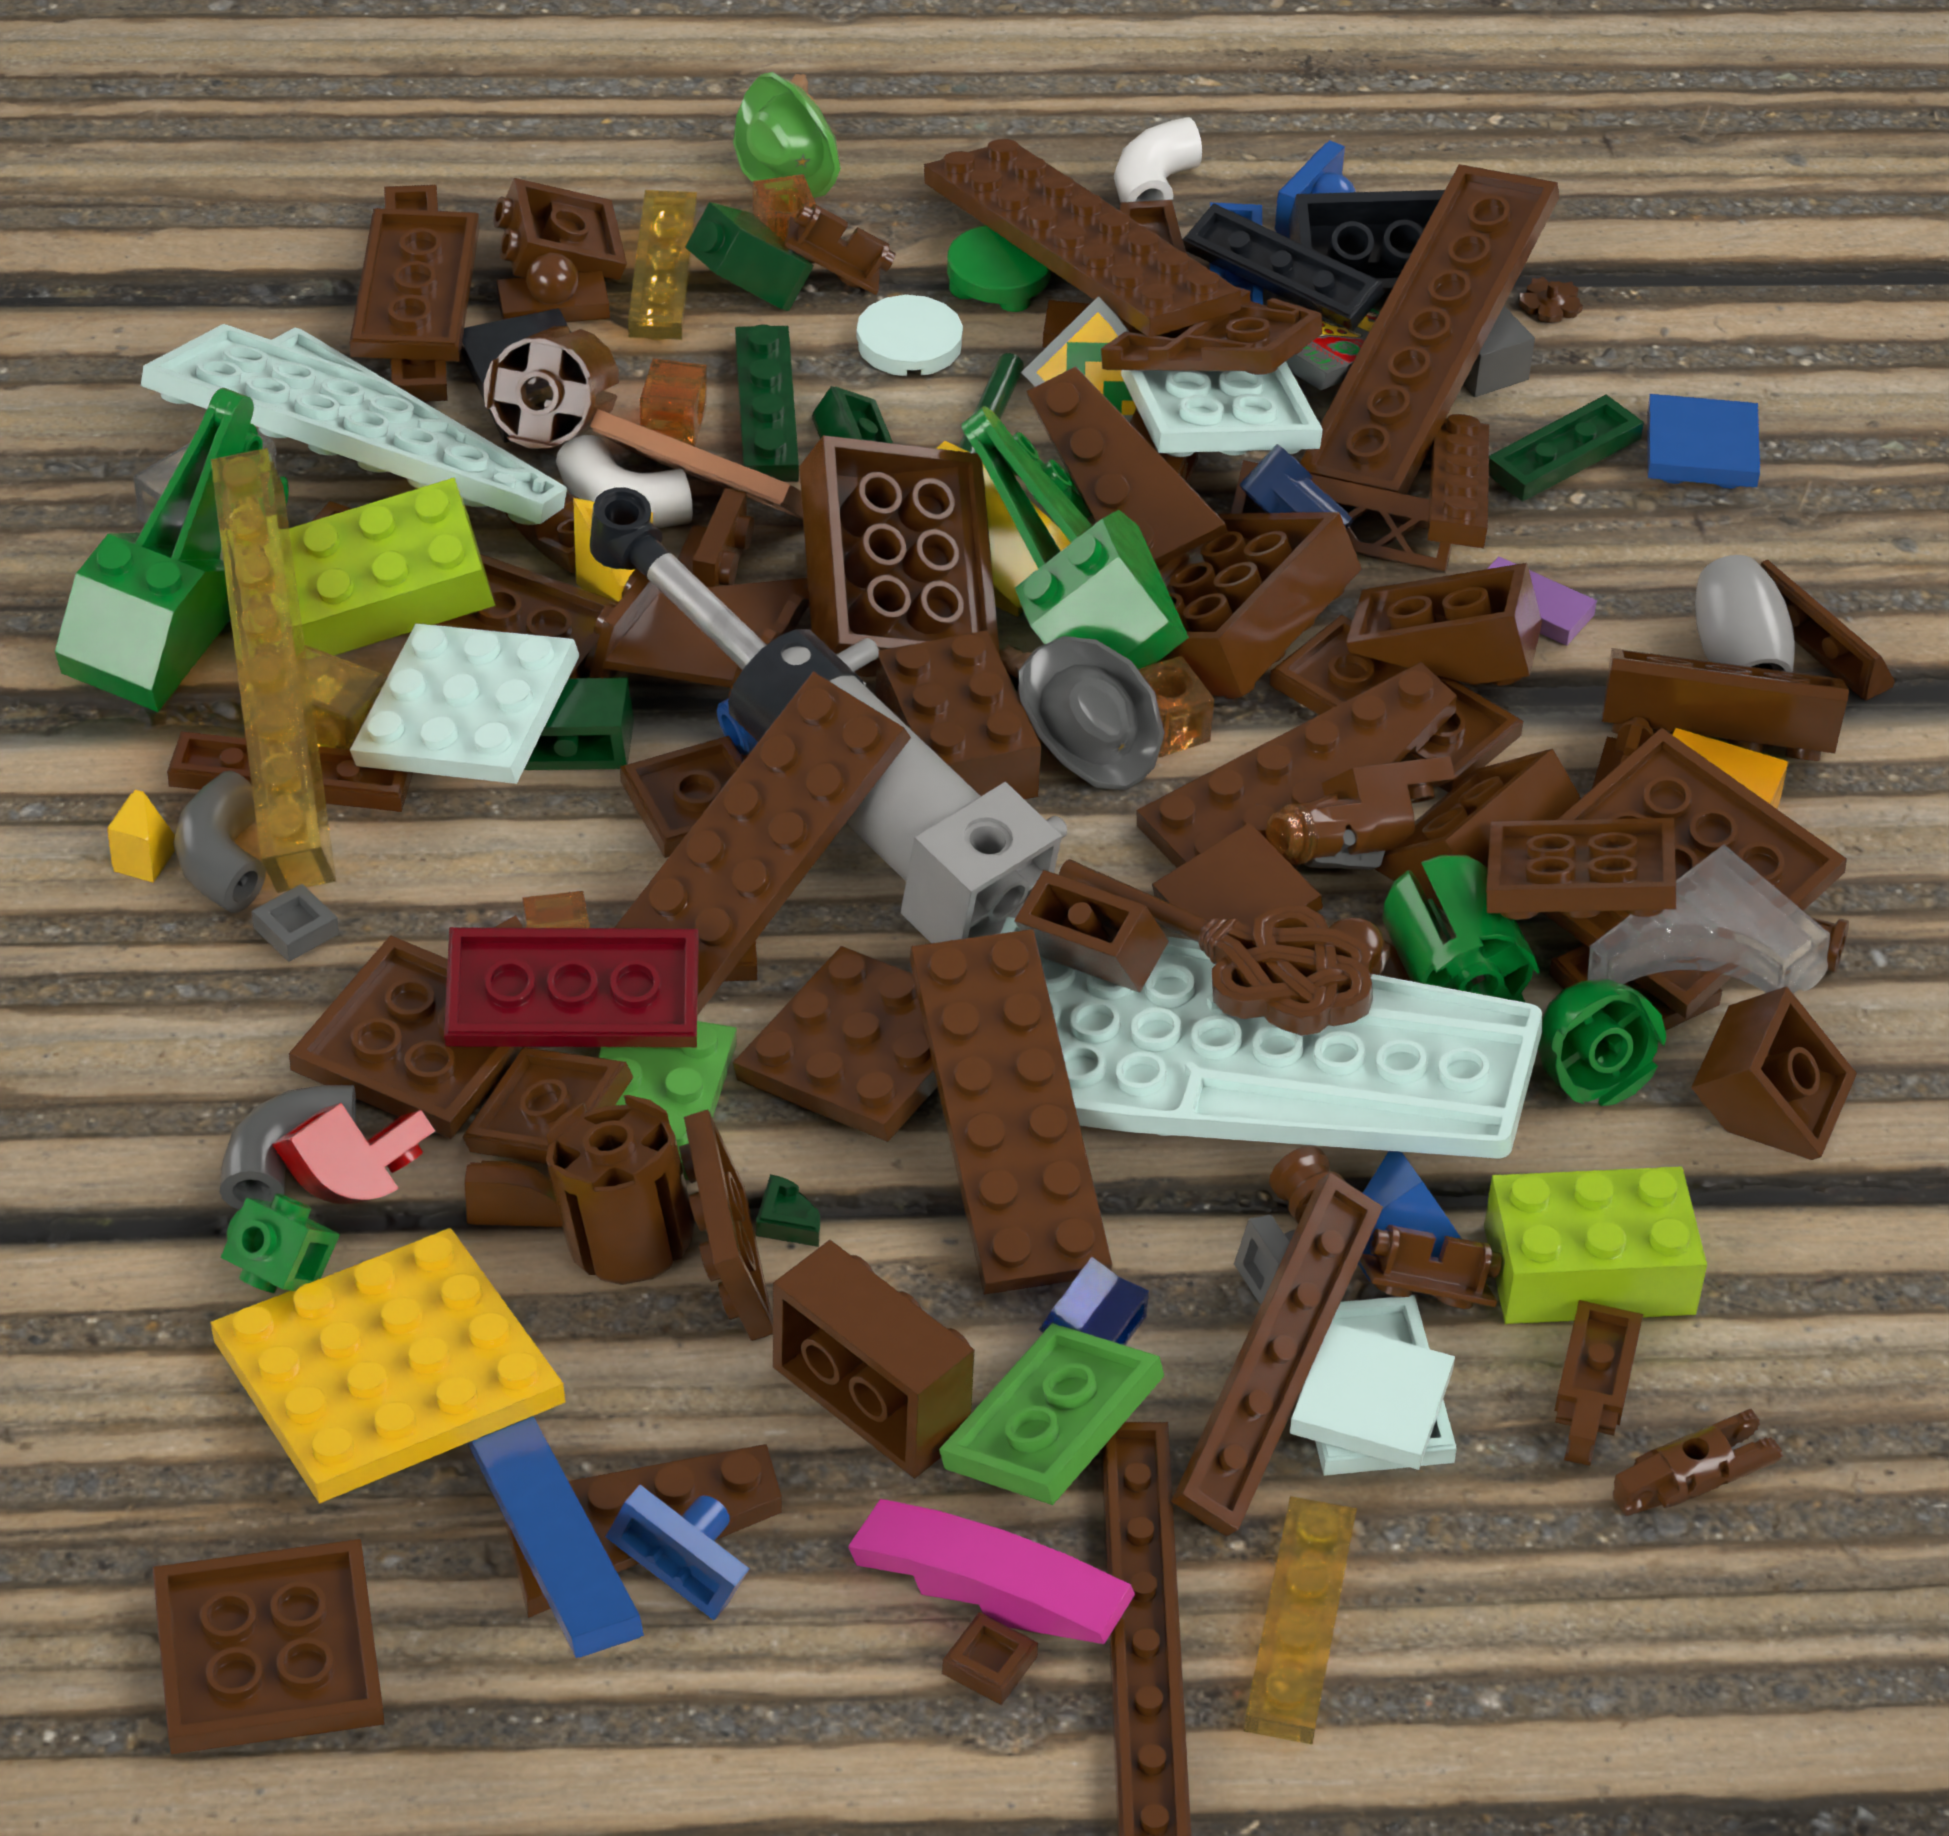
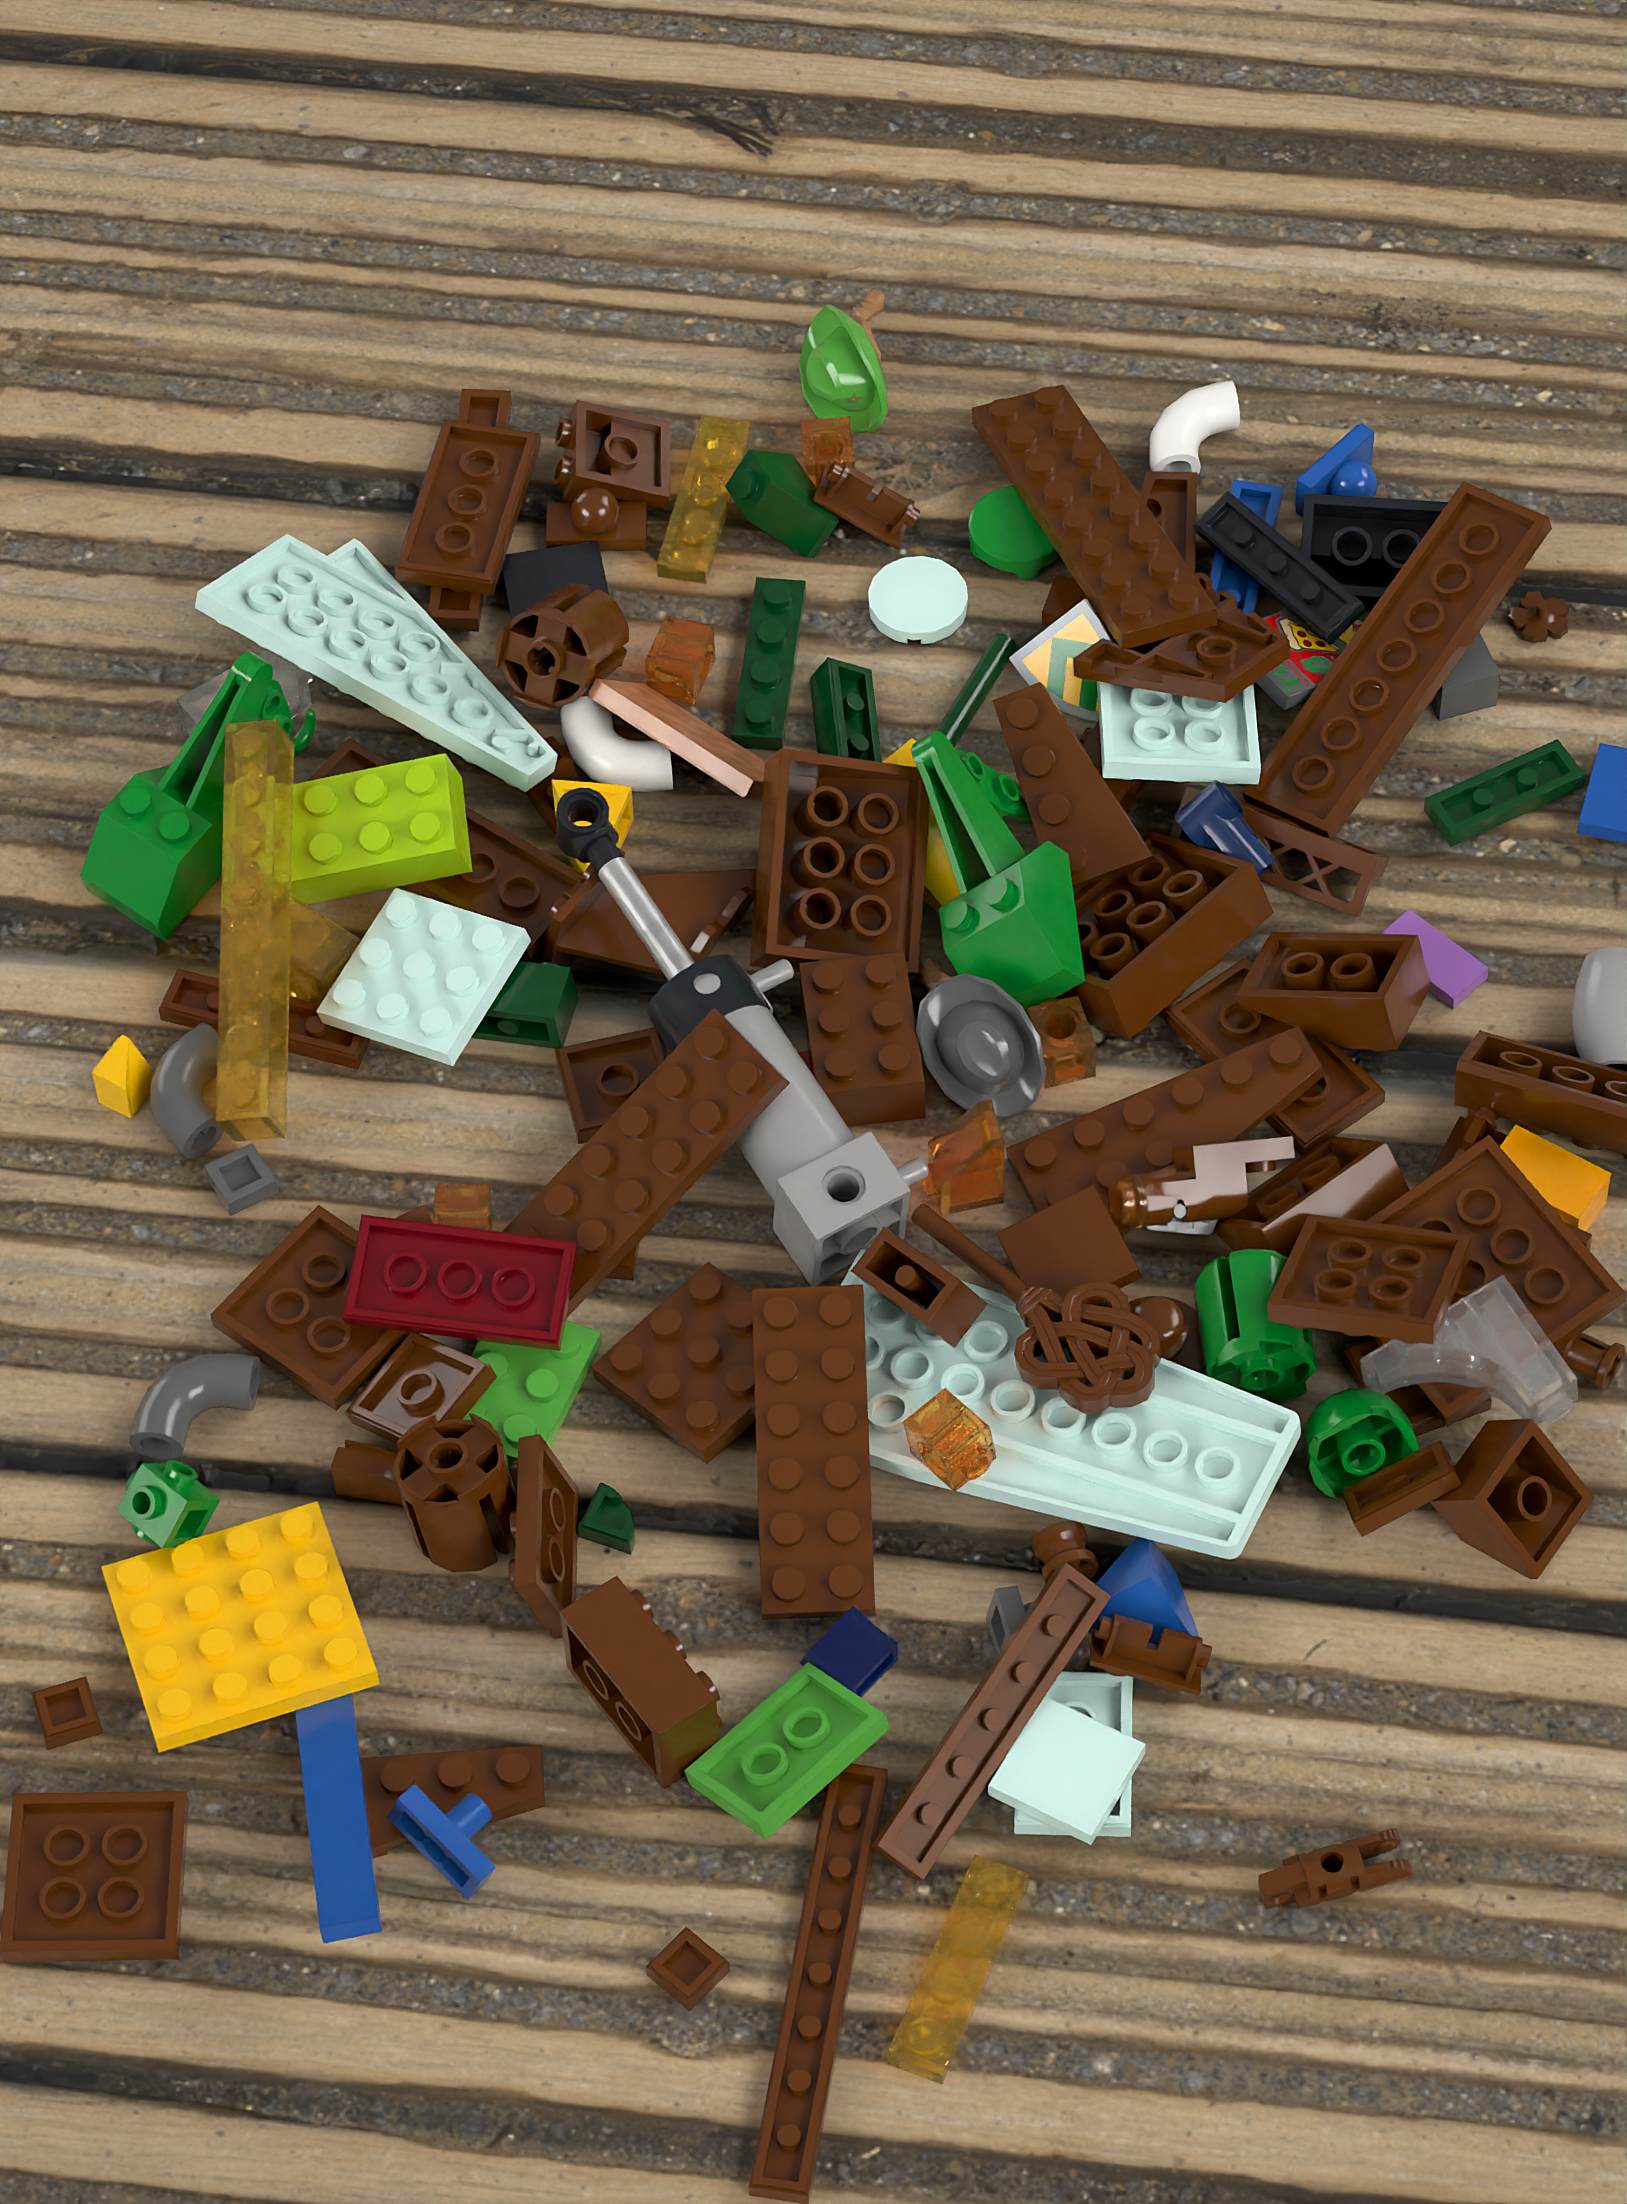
camera: 15 degrees right, 10 degrees up
(197, 1480) = (67, 1713): none -> reddish brown tile
(343, 1167) = (239, 1438): brick -> none
(715, 550) = (680, 830): reddish brown bracket -> none
(987, 1566) = (703, 1891): dark pink slope -> none
(1108, 815) = (967, 1162): none -> clear orange slope
(1164, 1073) = (950, 1440): none -> clear orange brick
(1459, 482) = (1384, 832): reddish brown plate -> none
(1595, 1239) = (1301, 1647): lime brick -> none
(1596, 1375) = (1271, 1773): reddish brown hinge -> none
(1657, 1078) = (1401, 1488): none -> reddish brown tile

